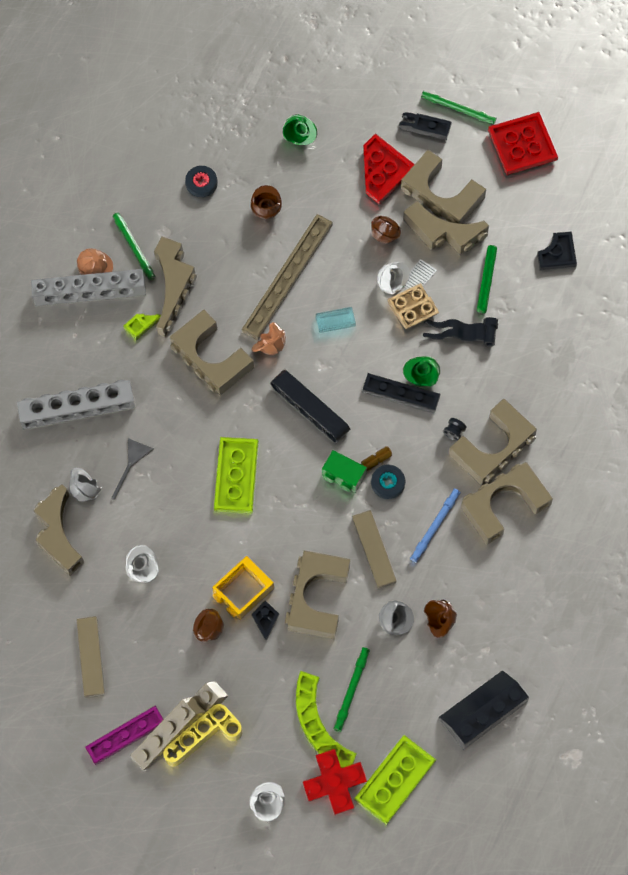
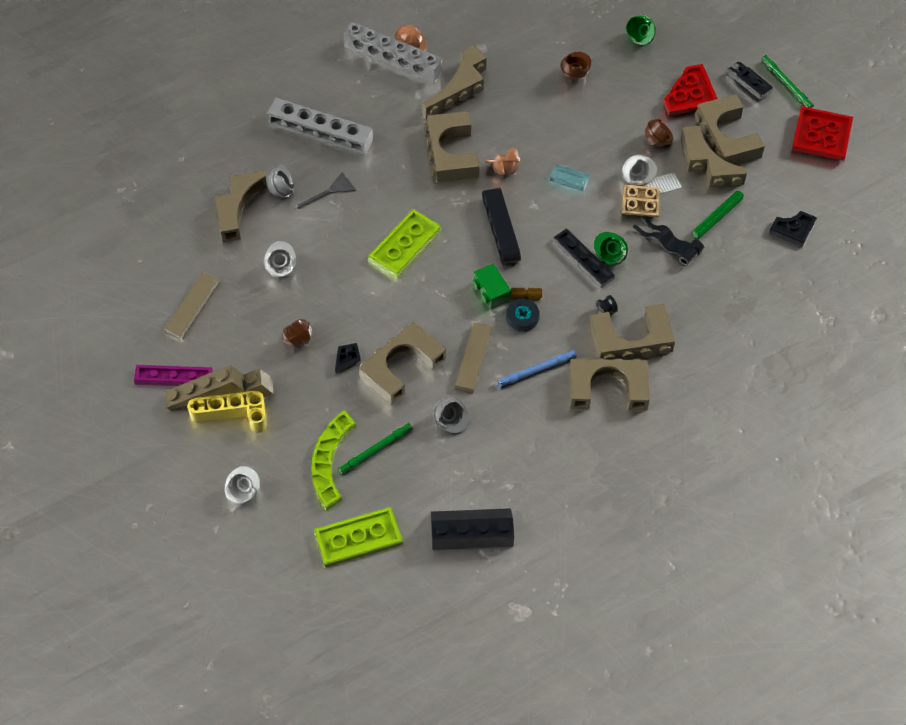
camera: 30 degrees right, 10 degrees down
(140, 324) = (411, 99): lime tile -> none
(144, 264) = (450, 45): green piece -> none
(195, 175) = (537, 21): black bush -> none
(248, 565) = (342, 310): yellow window -> none
(287, 277) = (556, 127): dark tan tile -> none
(335, 781) = (307, 506): red plate -> none
(440, 617) = (489, 434): reddish brown piece -> none

